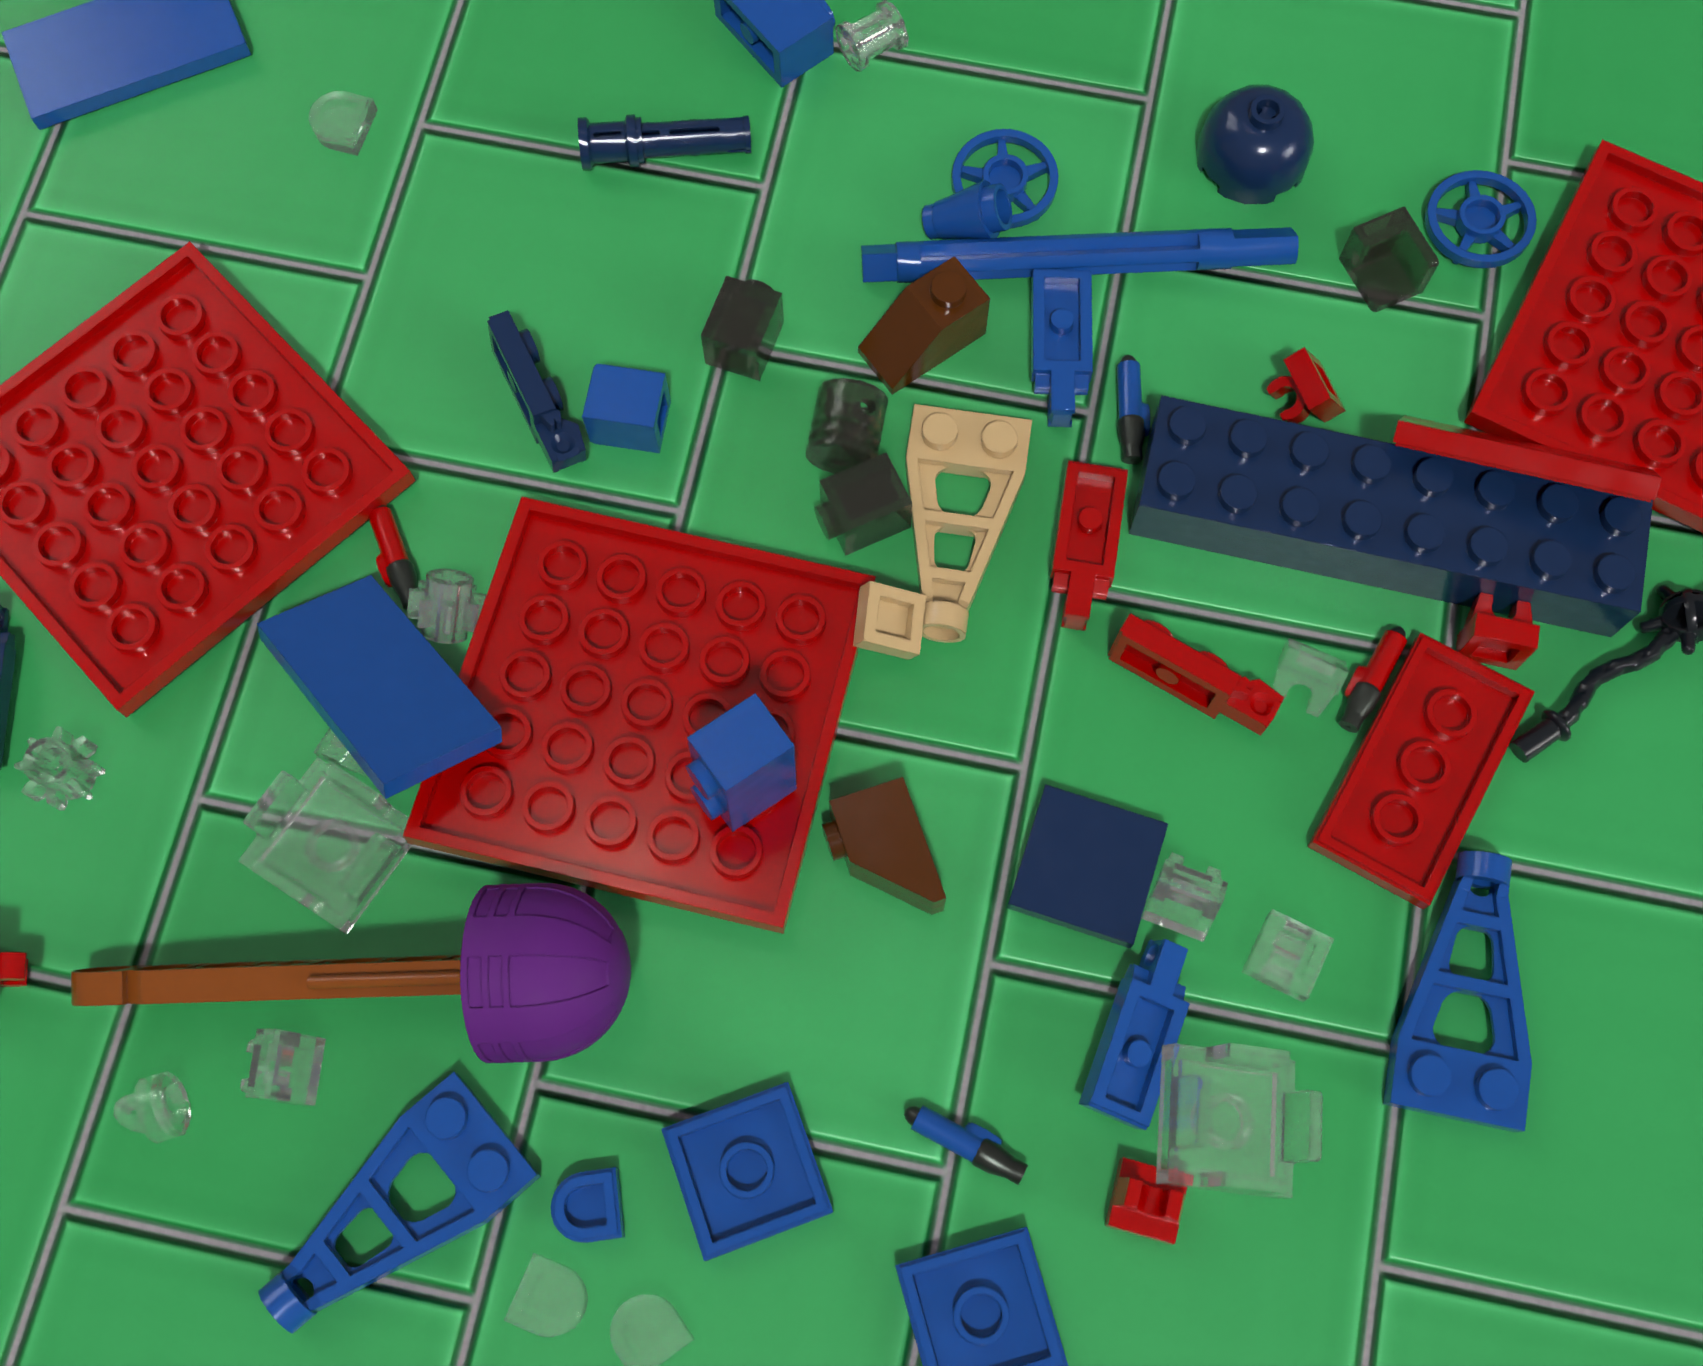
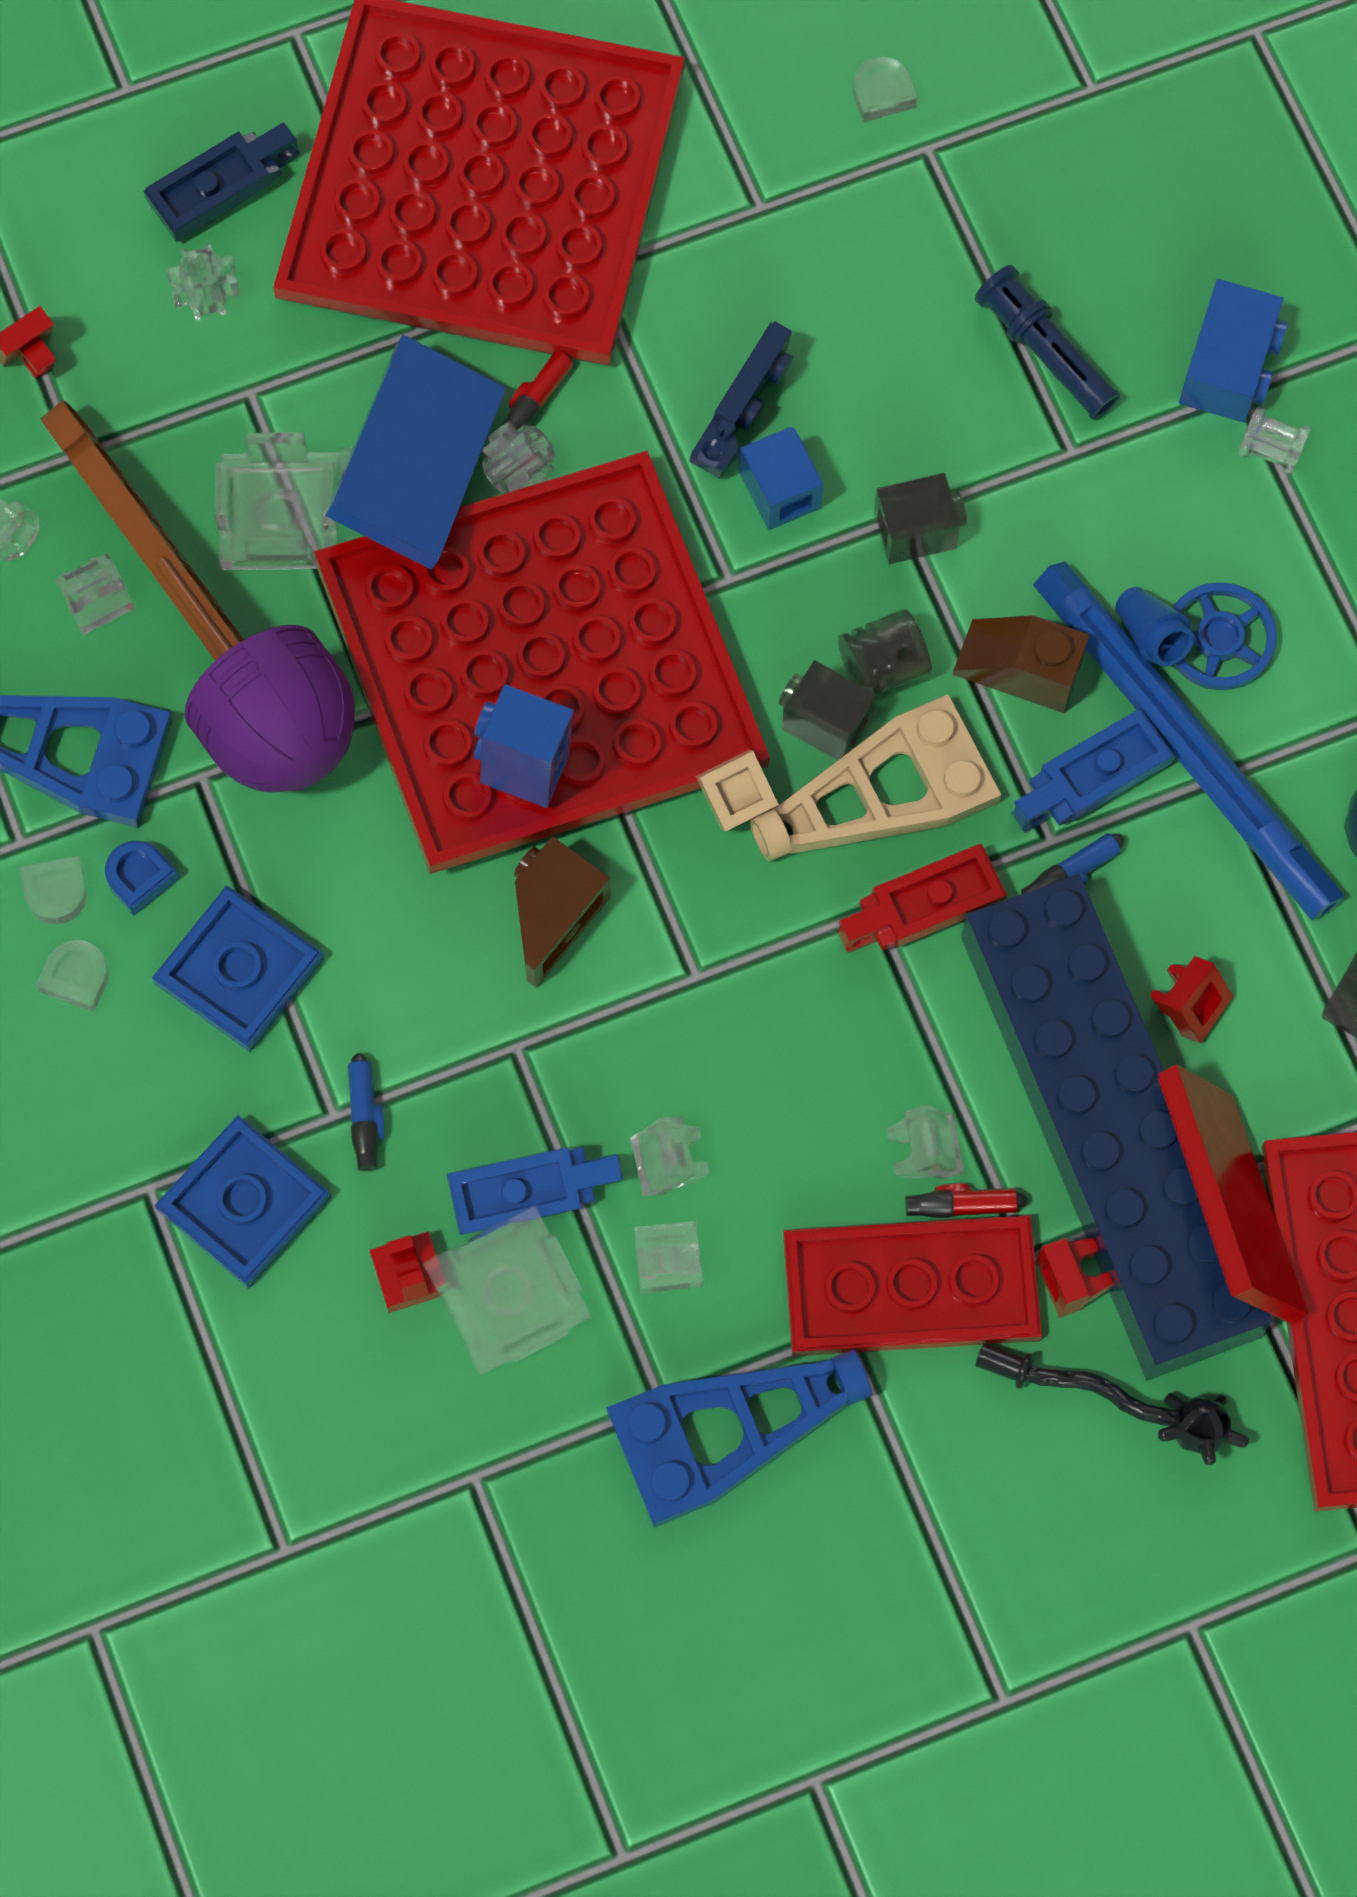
camera: 55 degrees right, 0 degrees up
(1088, 866) = (644, 1069): dark blue tile -> none
(1193, 675) = (860, 1058): red hinge -> none

